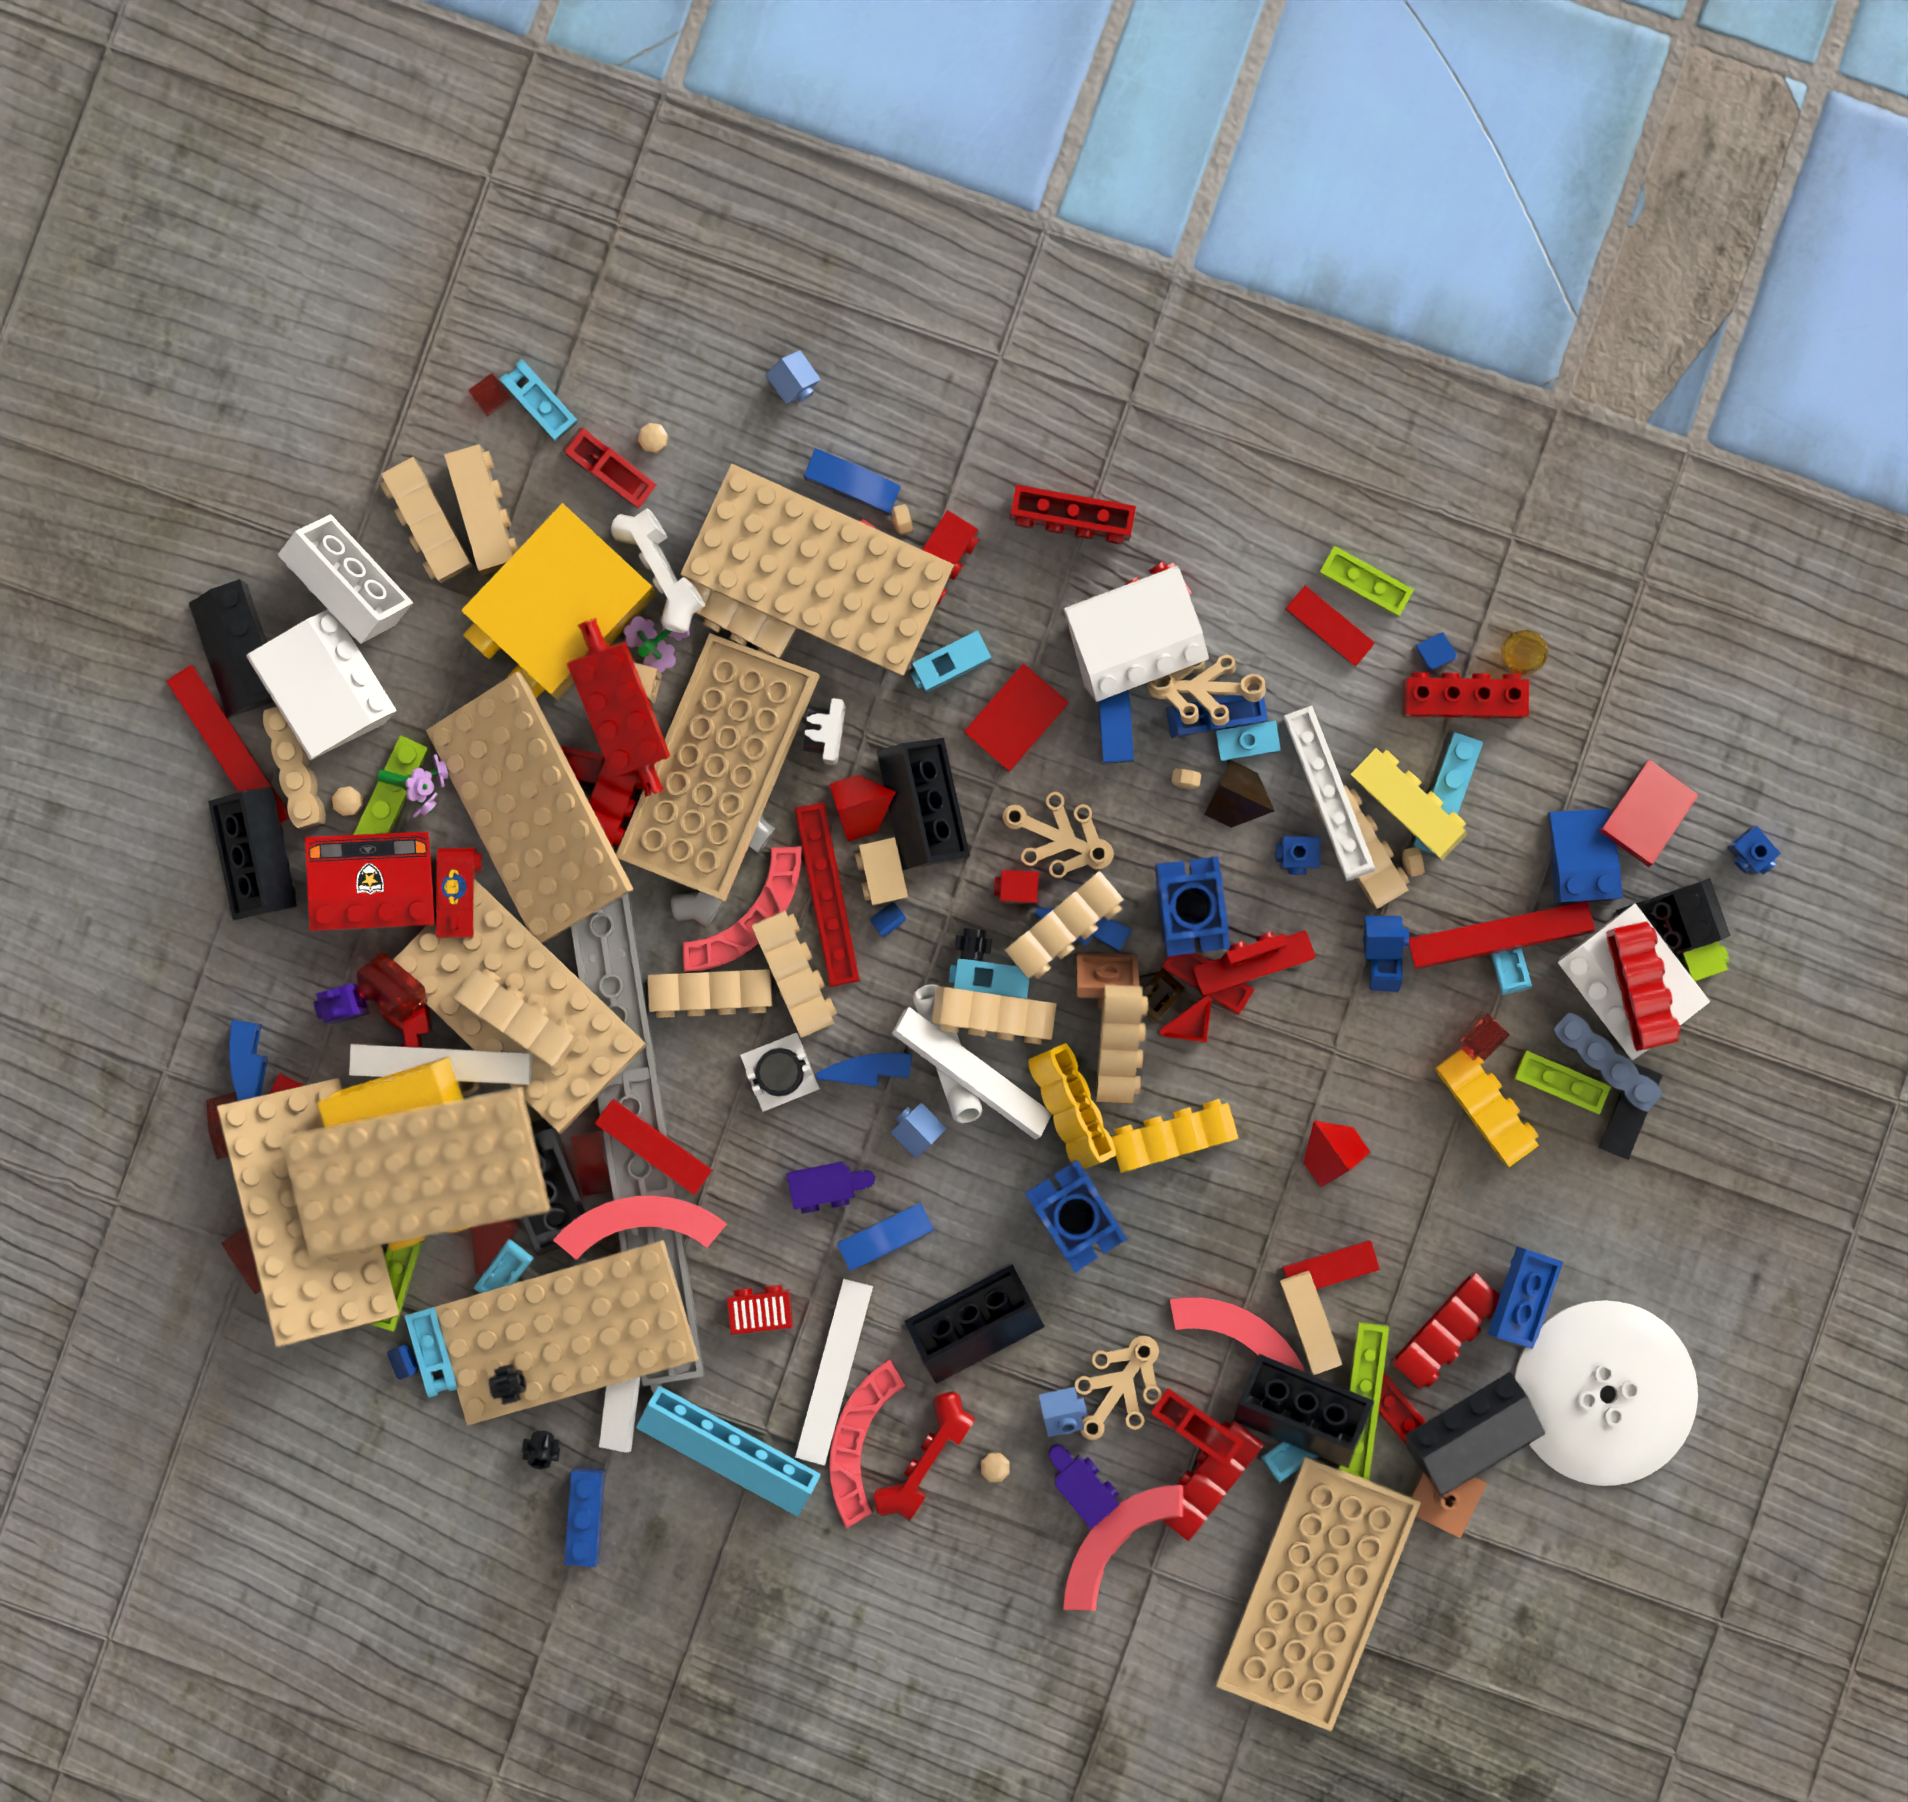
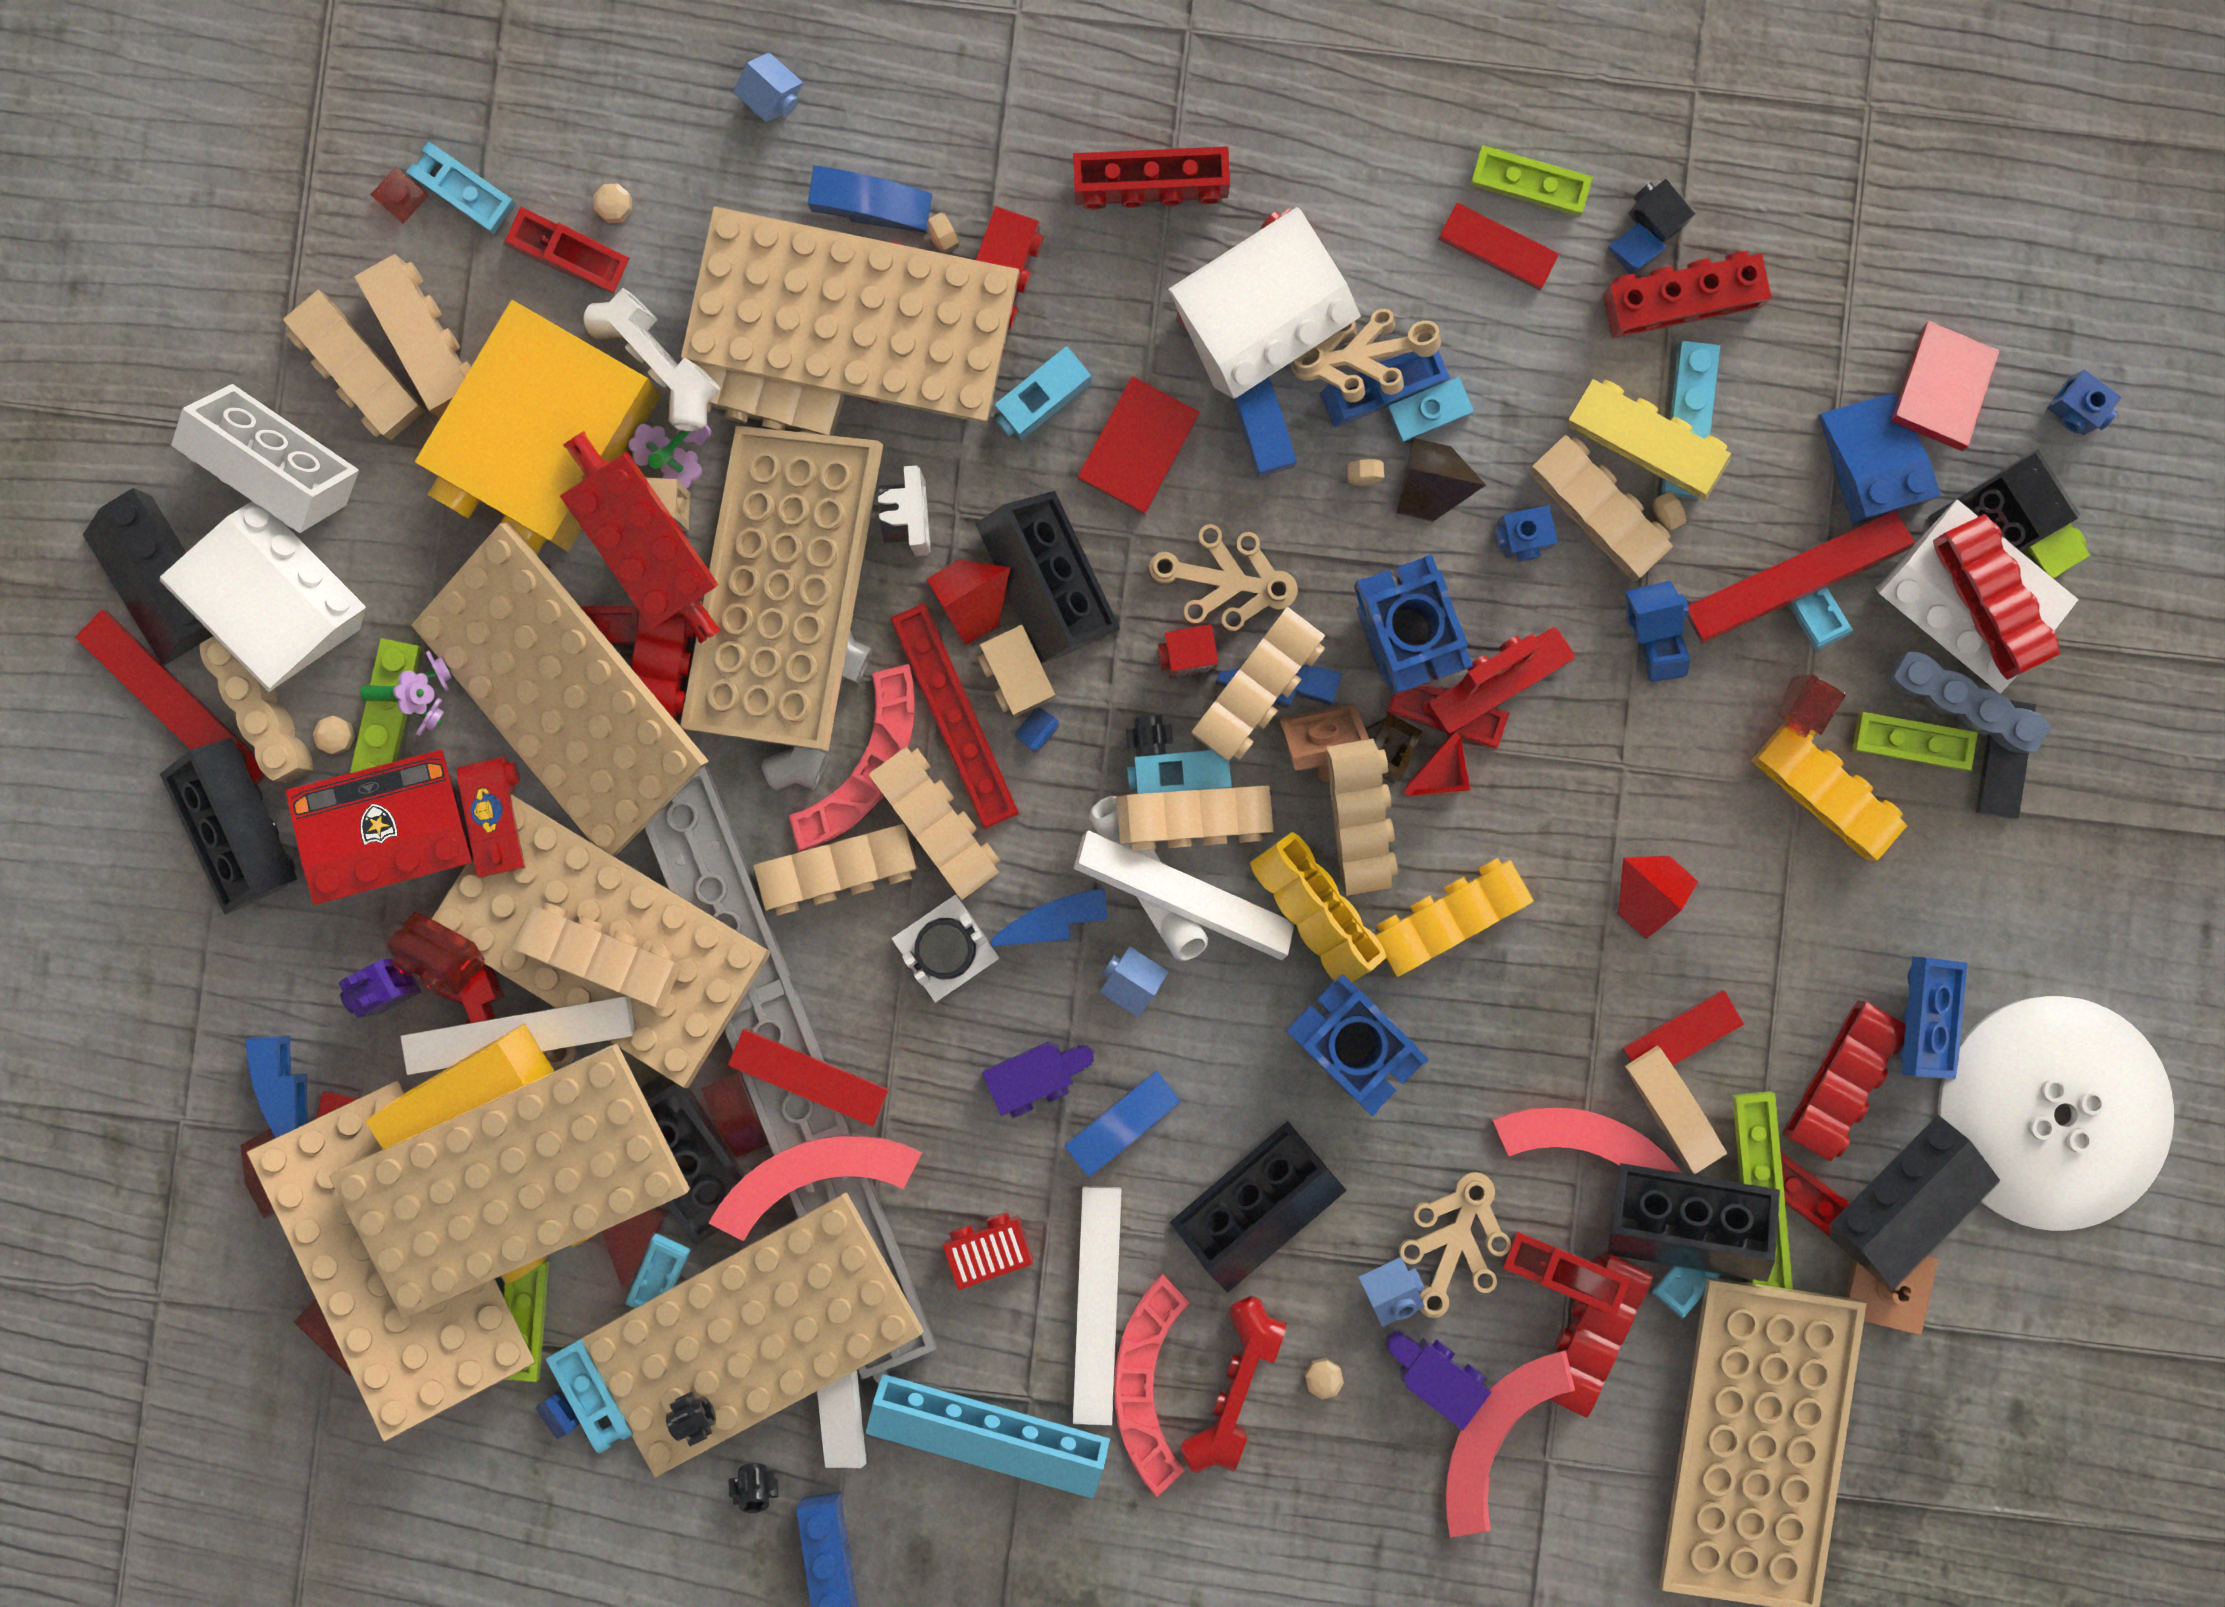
camera: 15 degrees left, 0 degrees up
(1329, 793) = (1548, 449): white tile -> none
(1460, 627) = (1661, 210): none -> black brick
(1524, 652) = (1746, 223): clear yellow hair -> none

